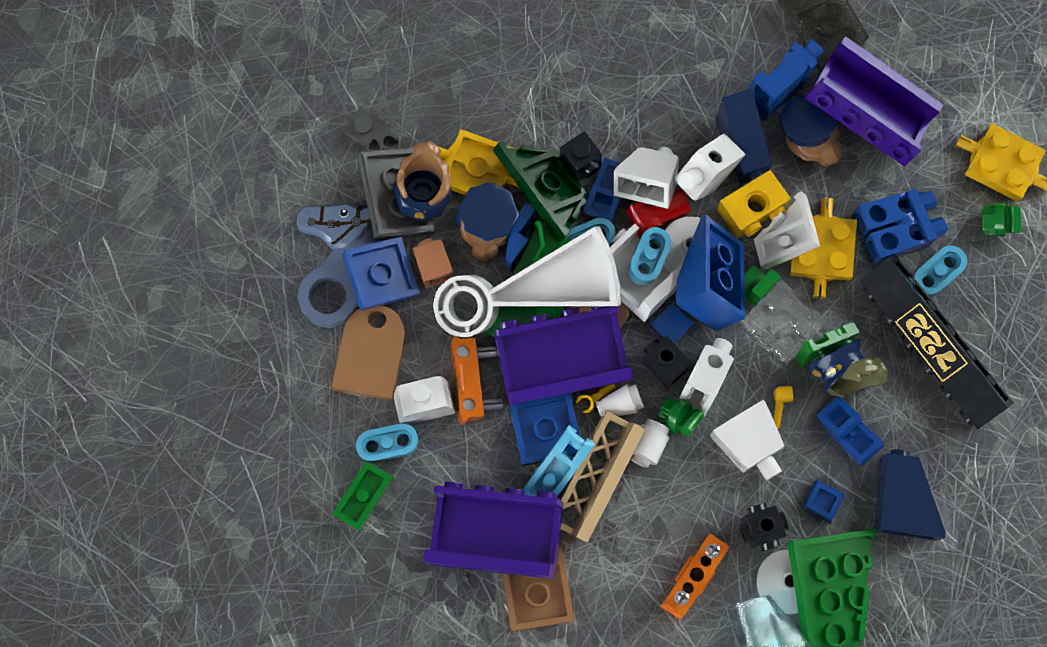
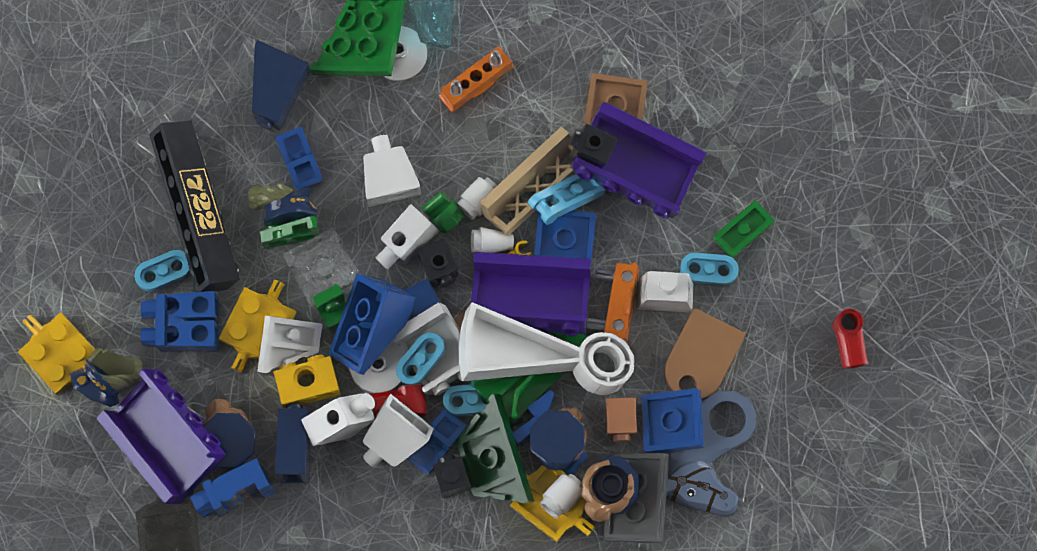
camera: 165 degrees left, 0 degrees up
(222, 411) = (850, 342): none -> red piece
(467, 163) = (562, 495): none -> white brick
(545, 523) = (592, 145): none -> black brick
(755, 535) = (405, 106): black brick -> none
(781, 395) = (346, 206): yellow hand -> none
(823, 501) = (344, 108): blue tile -> none
(951, 144) = (106, 376): none -> piece
(1001, 219) = (87, 299): green piece -> none

